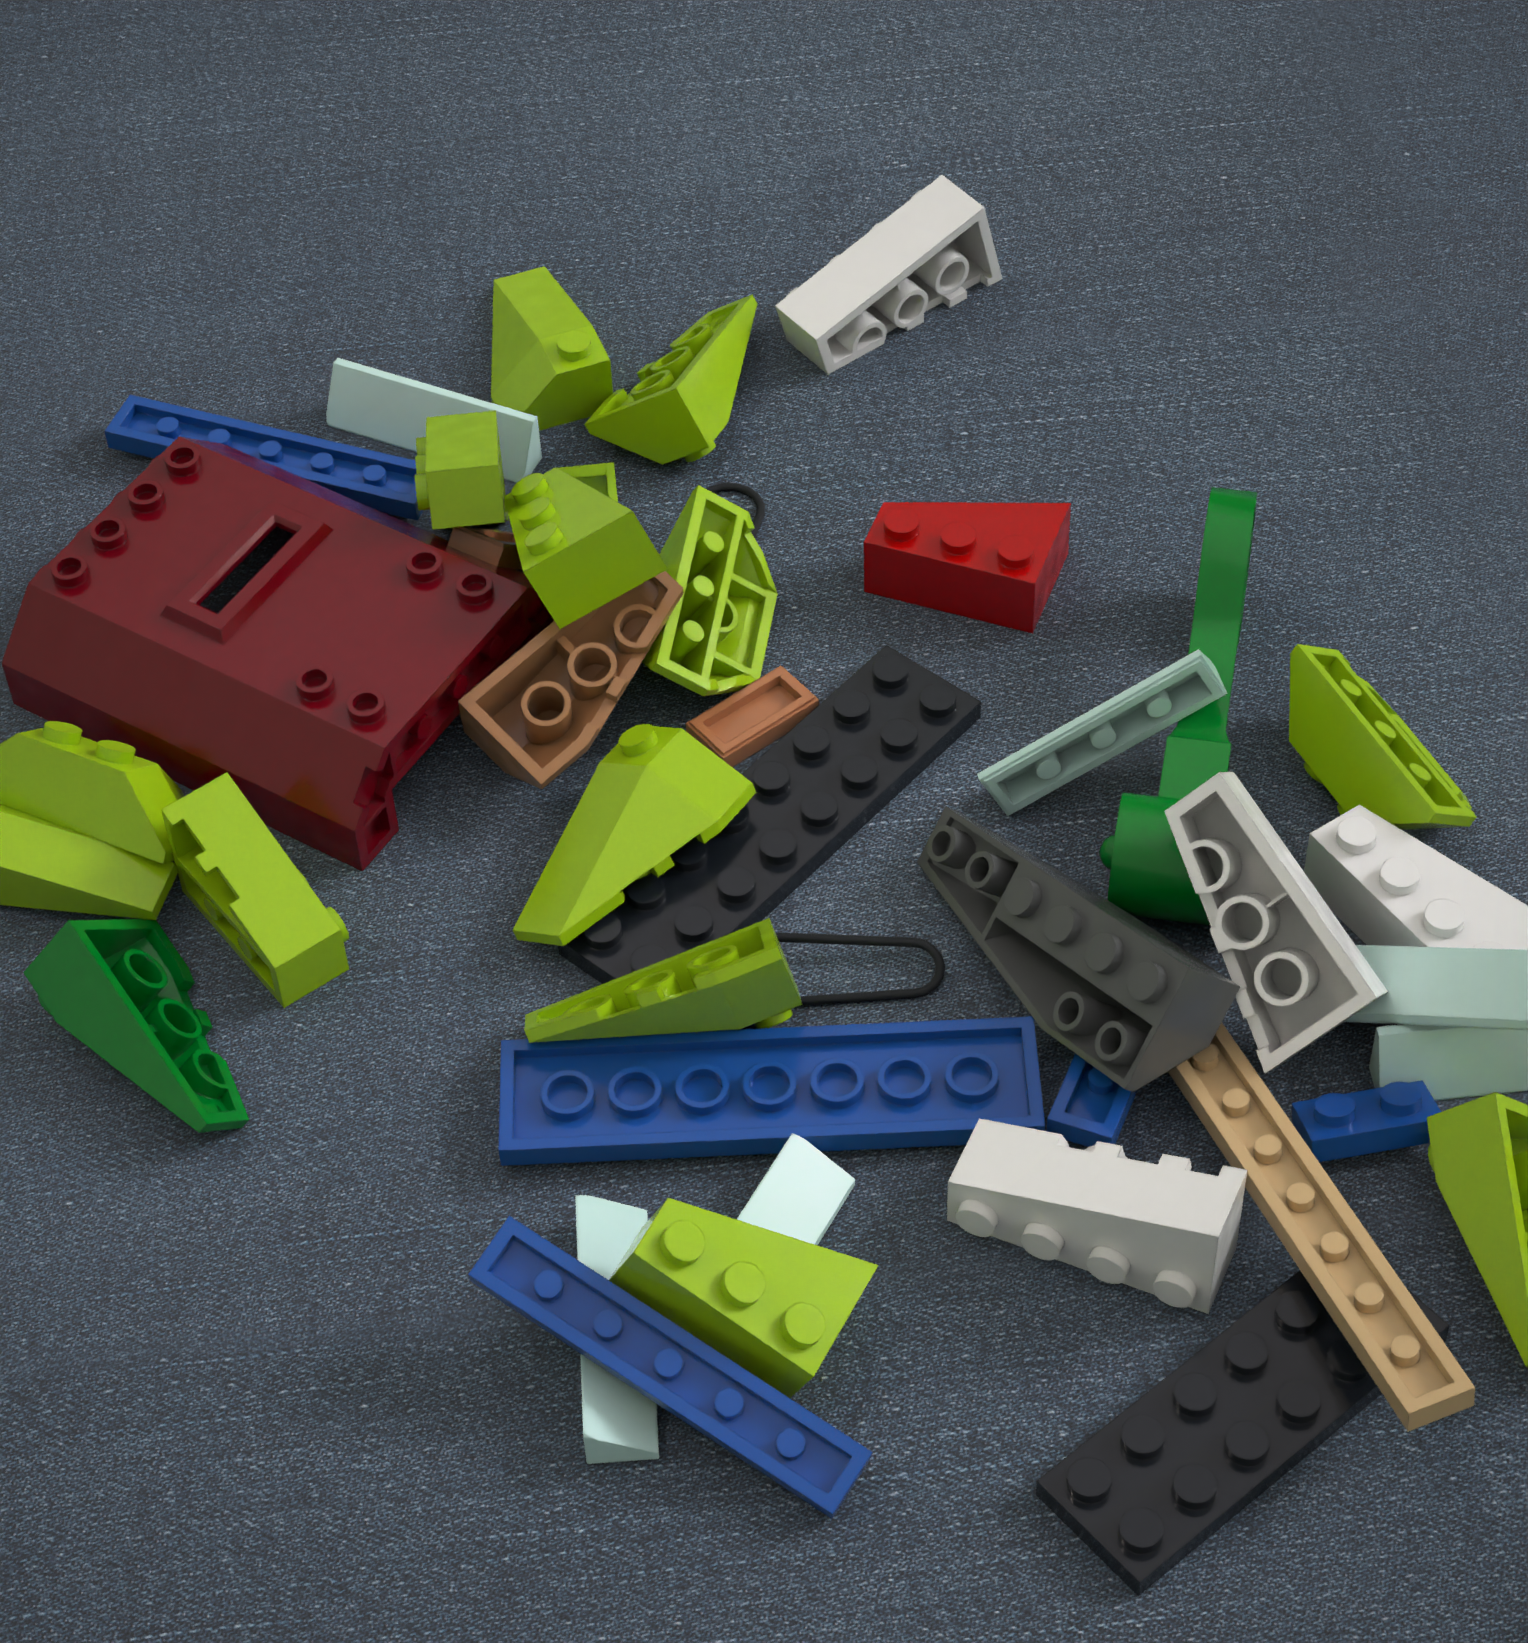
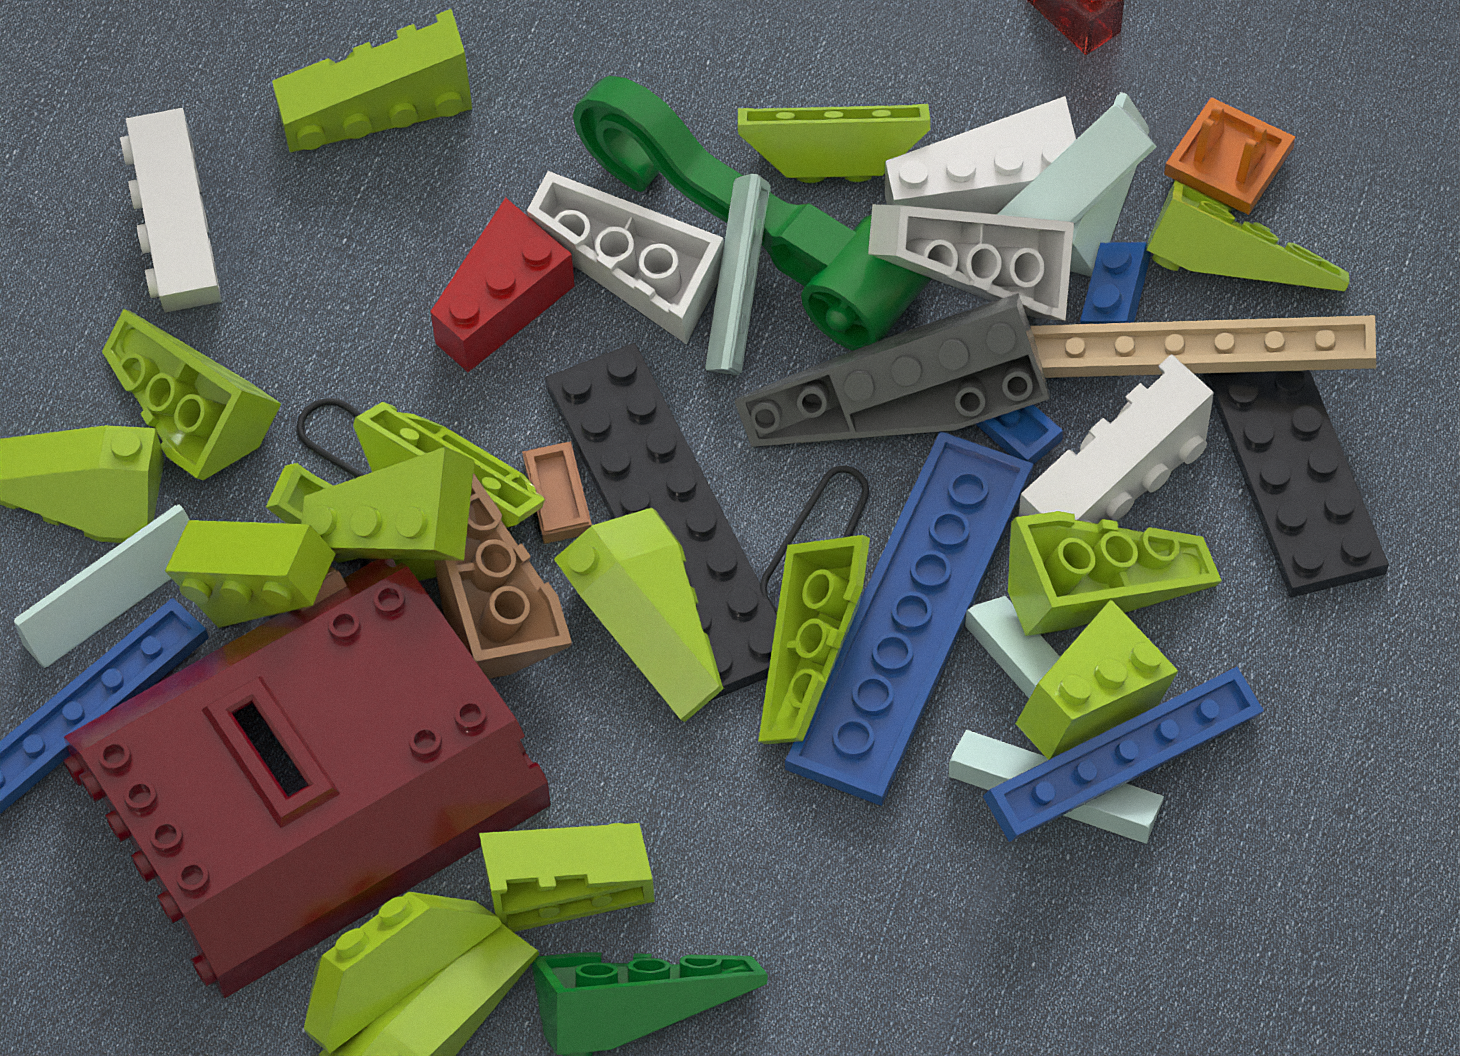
camera: 65 degrees left, 10 degrees up
(936, 1251) = (1072, 568): none -> lime wedge
(1082, 633) = (632, 251): none -> white wedge
(1156, 366) = (376, 87): none -> lime wedge

